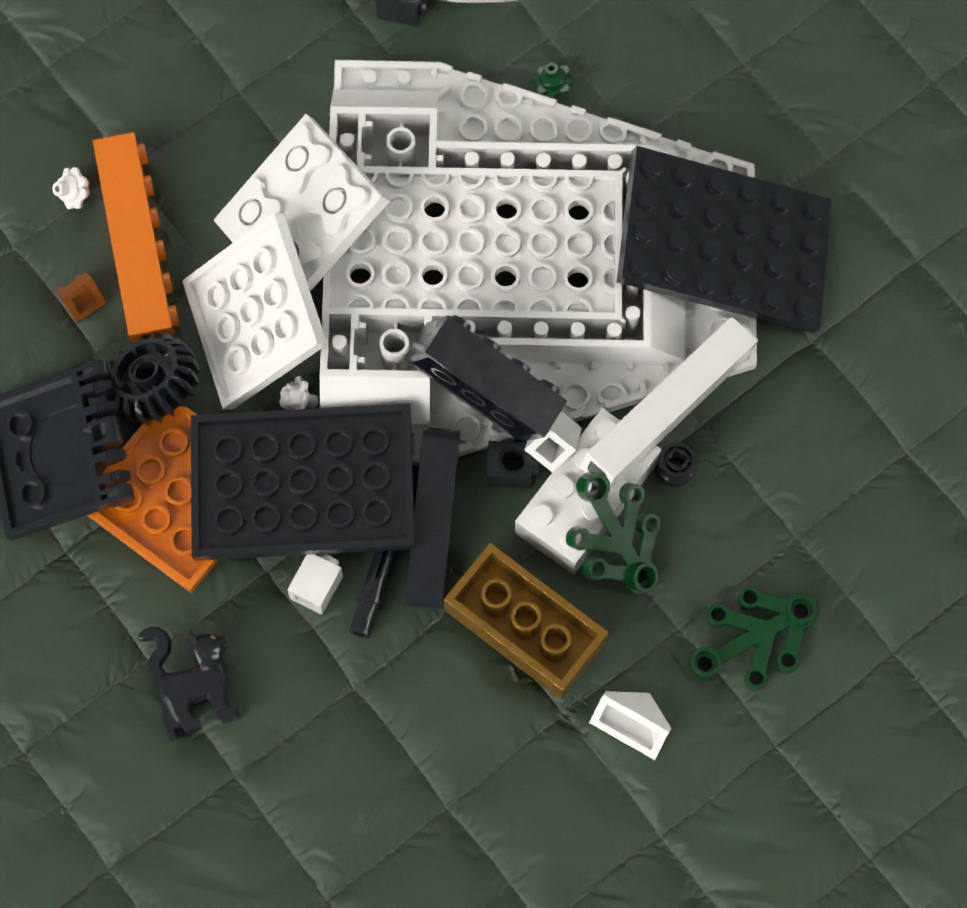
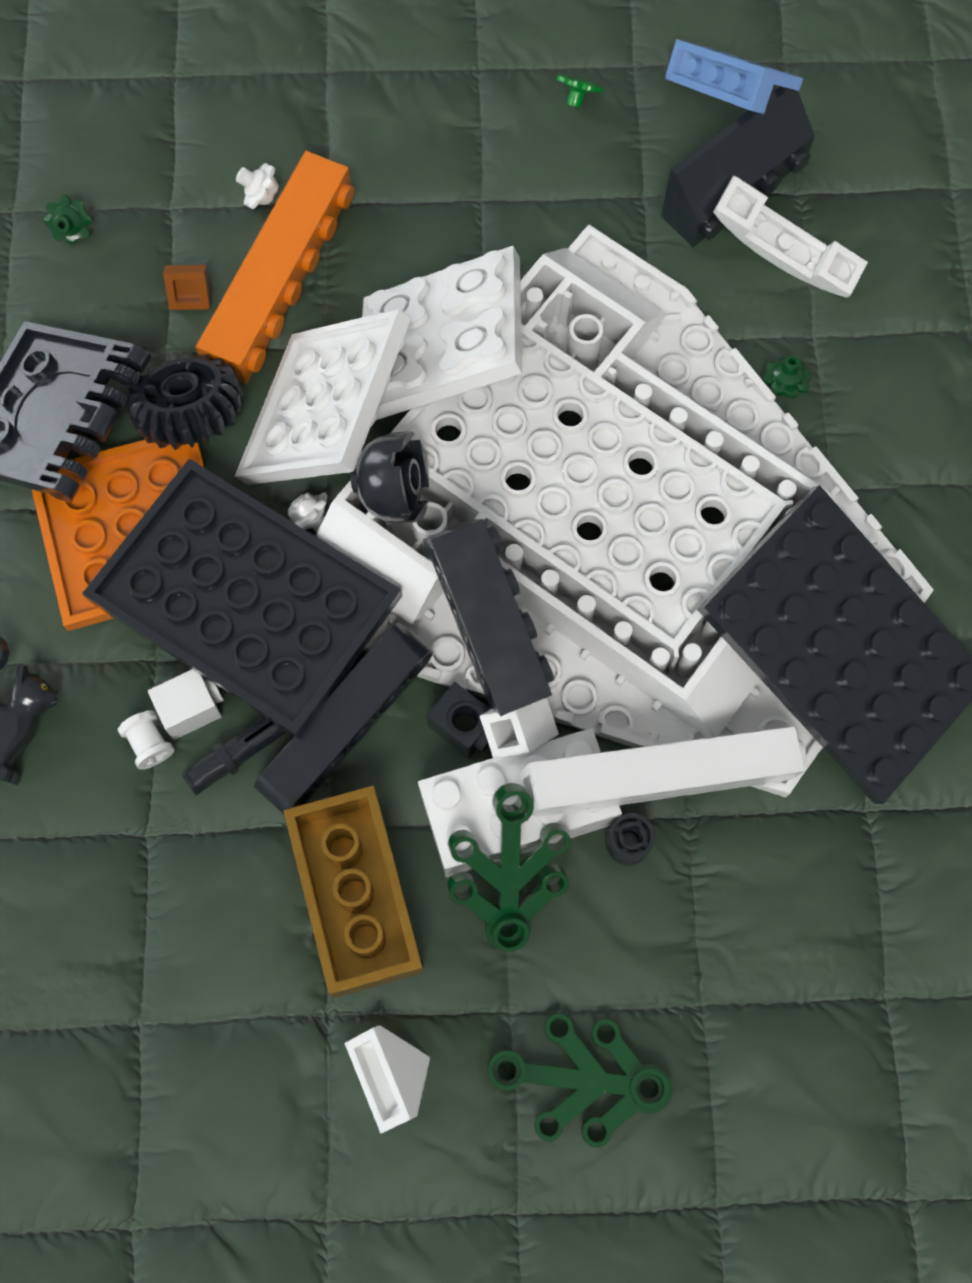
camera: 35 degrees right, 0 degrees up
(307, 625) = (145, 739): none -> white bush
(354, 332) = (391, 478): none -> black cylinder

